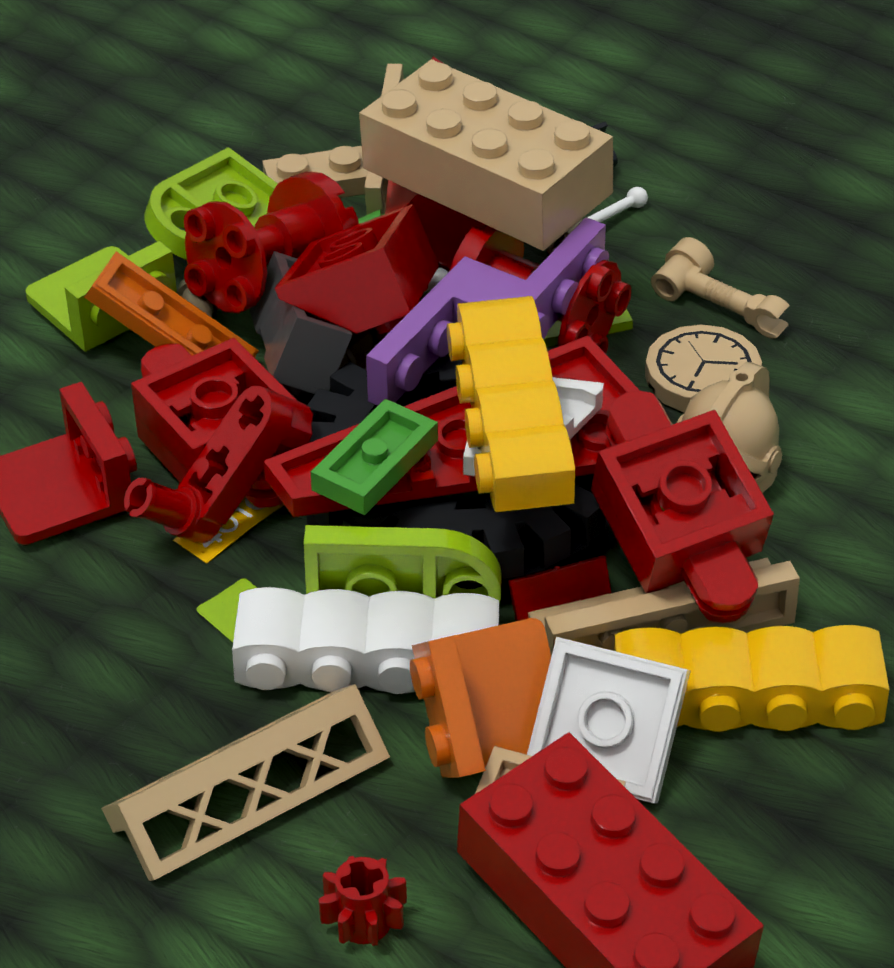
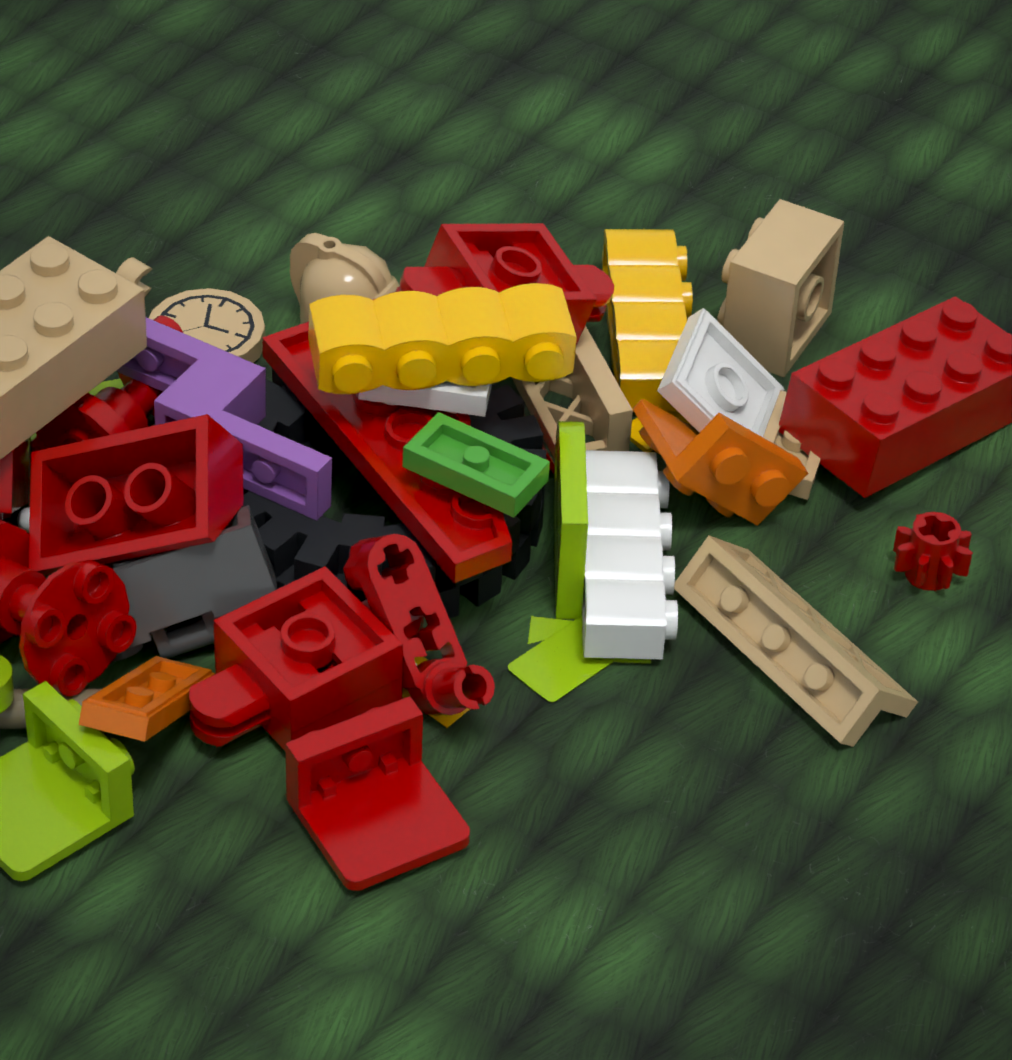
camera: 95 degrees left, 0 degrees up
(780, 771) = (782, 284): none -> tan brick

